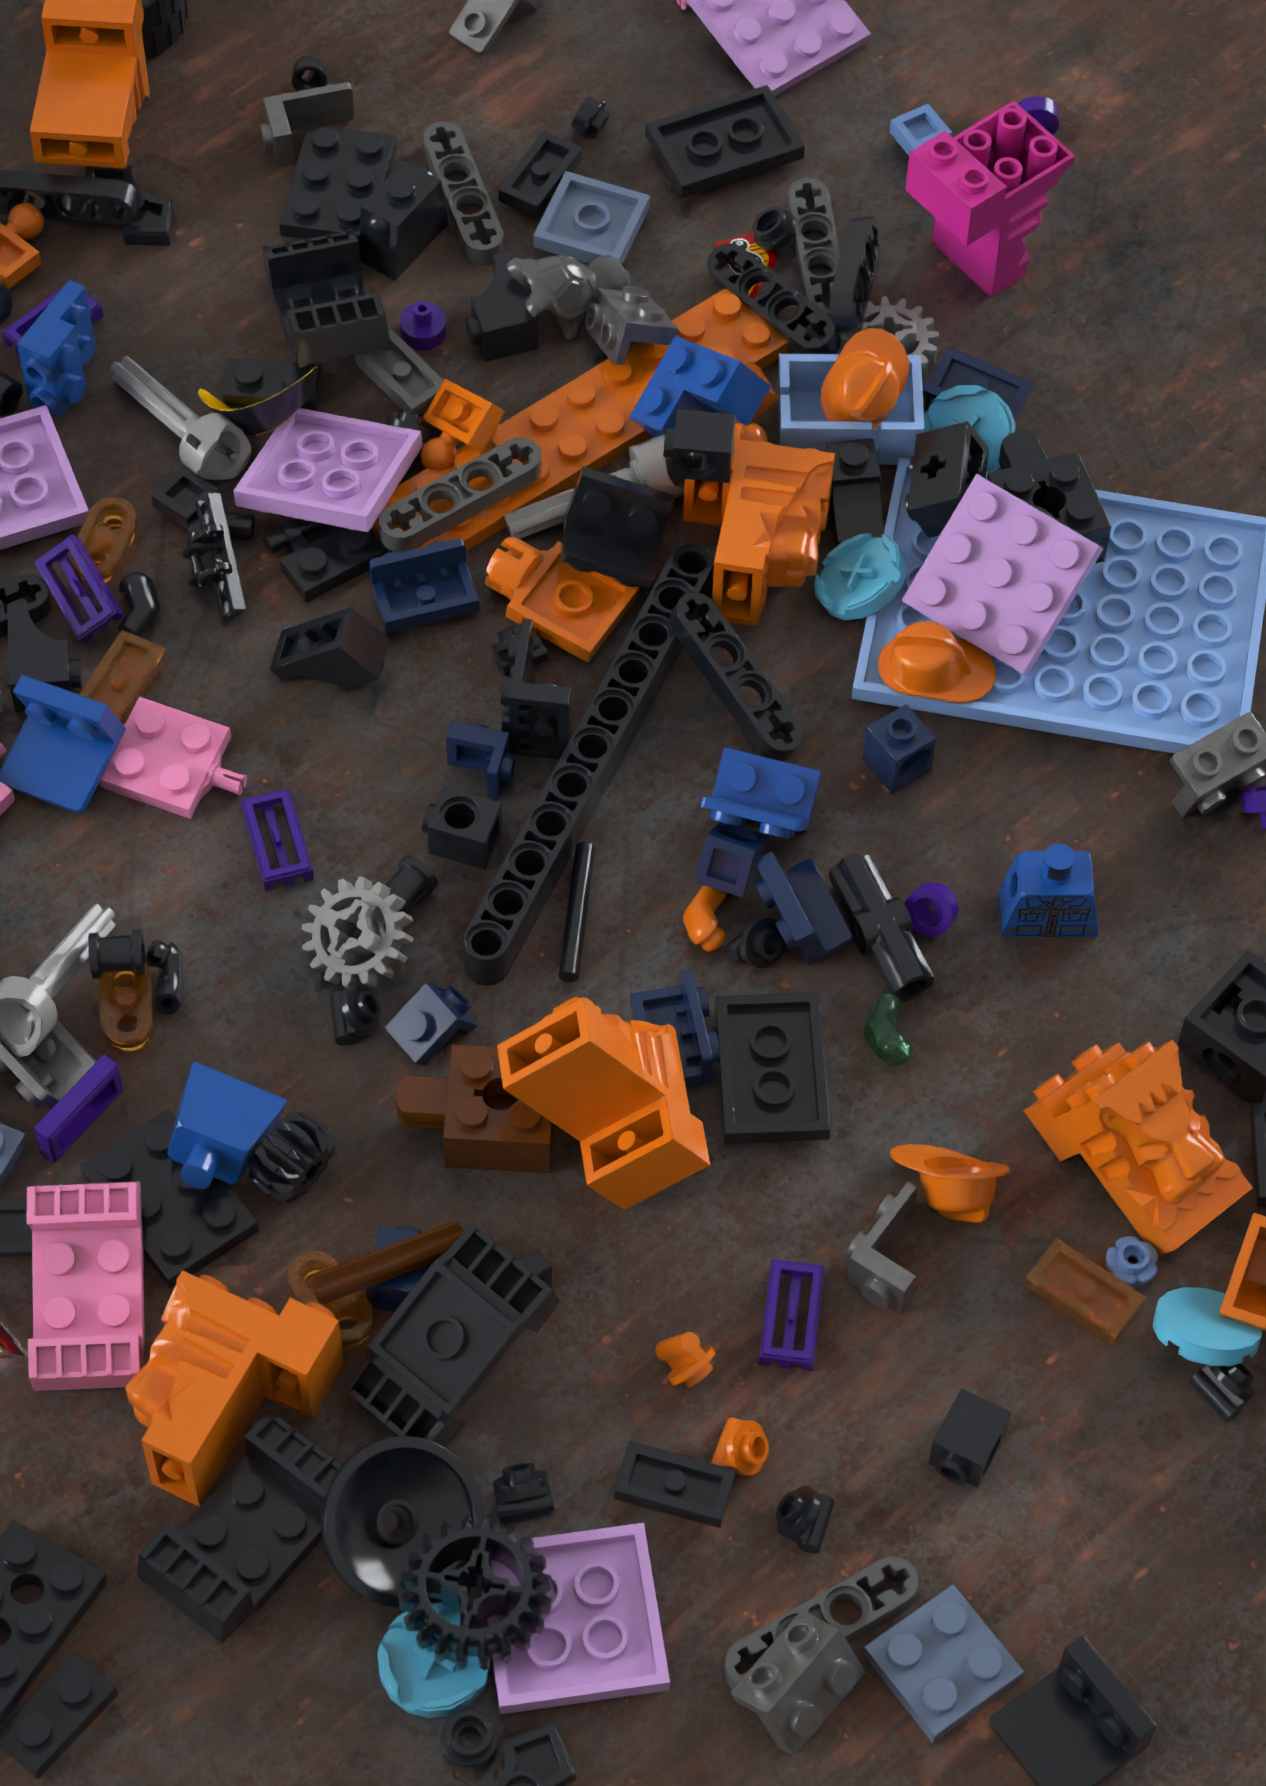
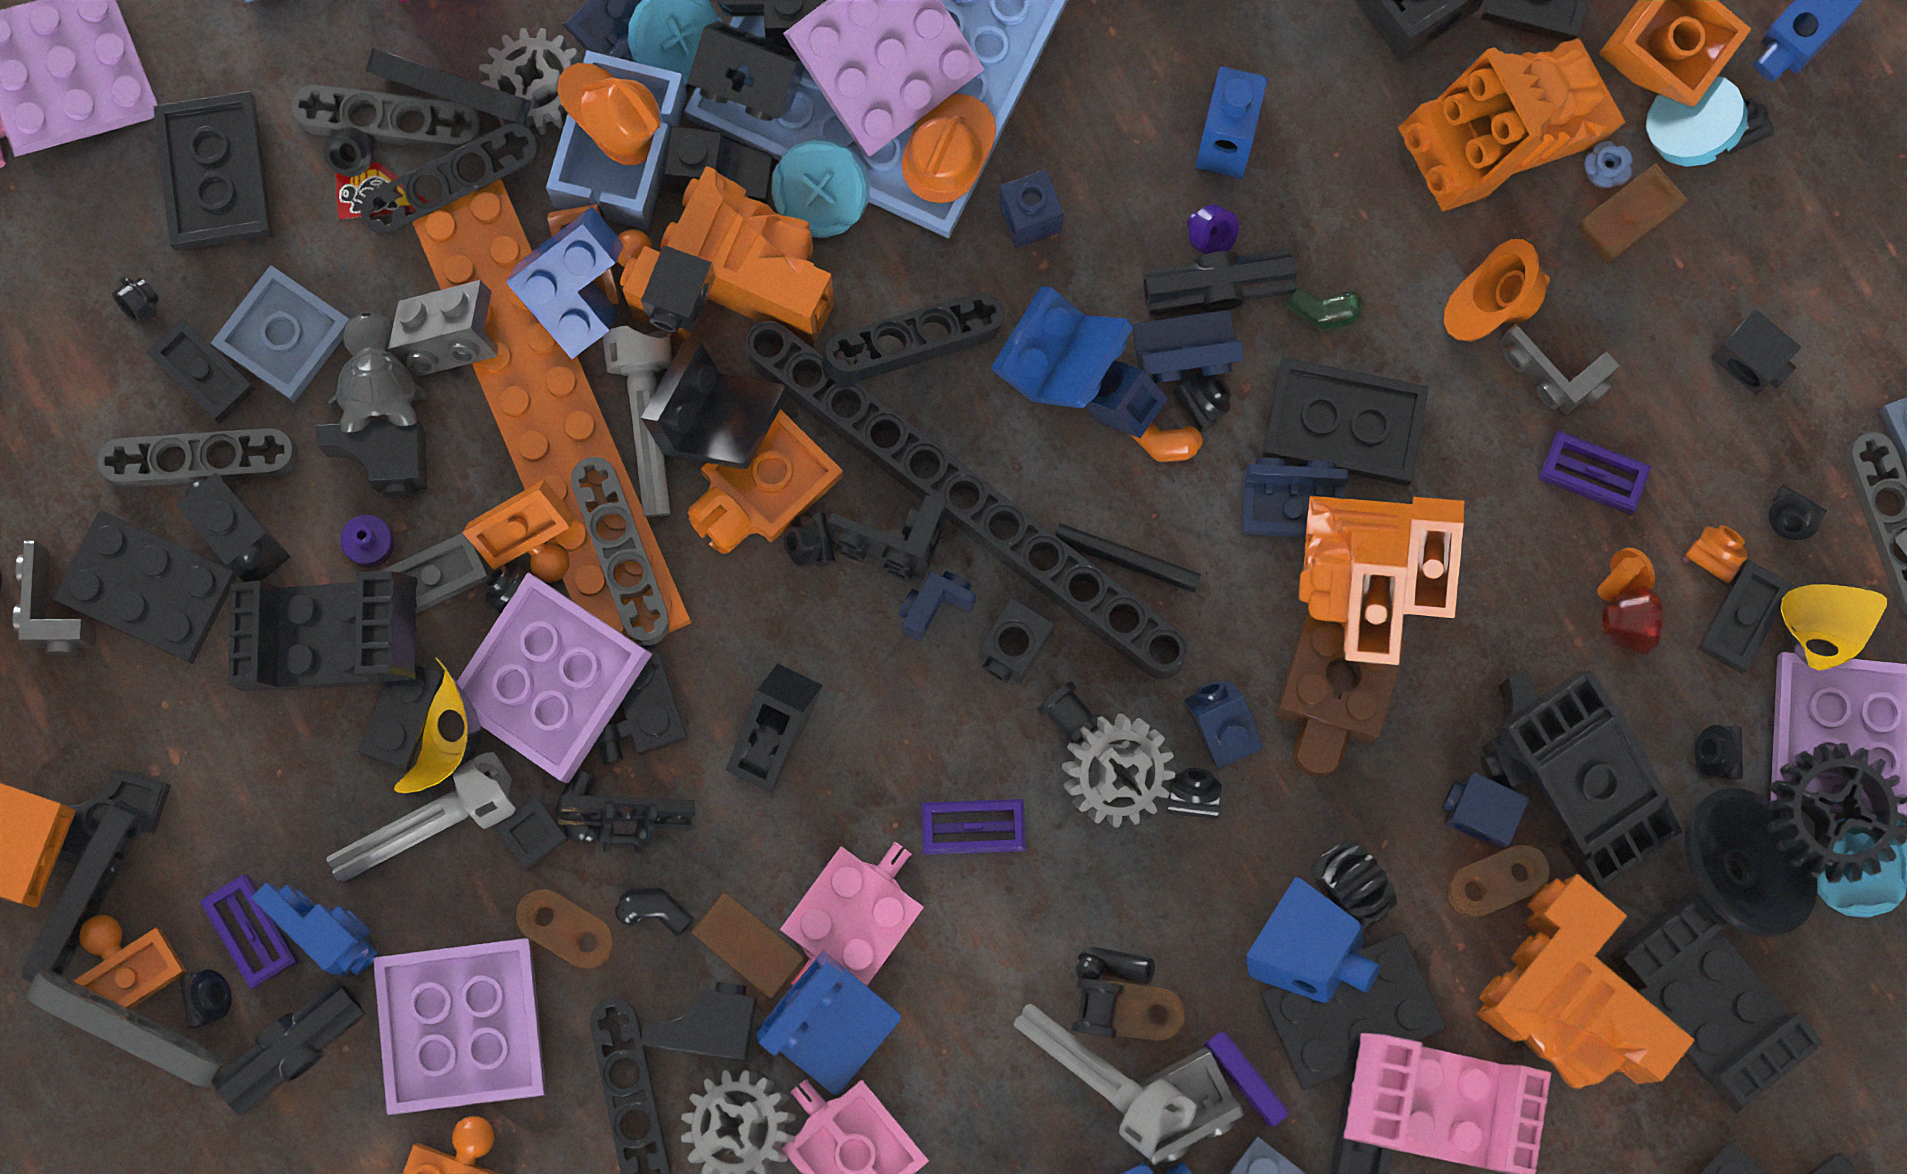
camera: 75 degrees left, 20 degrees up
(98, 620) = (623, 948): dark purple tile -> none
(384, 1263) = (1501, 817): reddish brown axle -> none
(423, 585) = (718, 616): dark blue bracket -> none
(638, 1372) = (1634, 620): none -> clear red cone
(703, 1566) = (1830, 614): none -> yellow piece

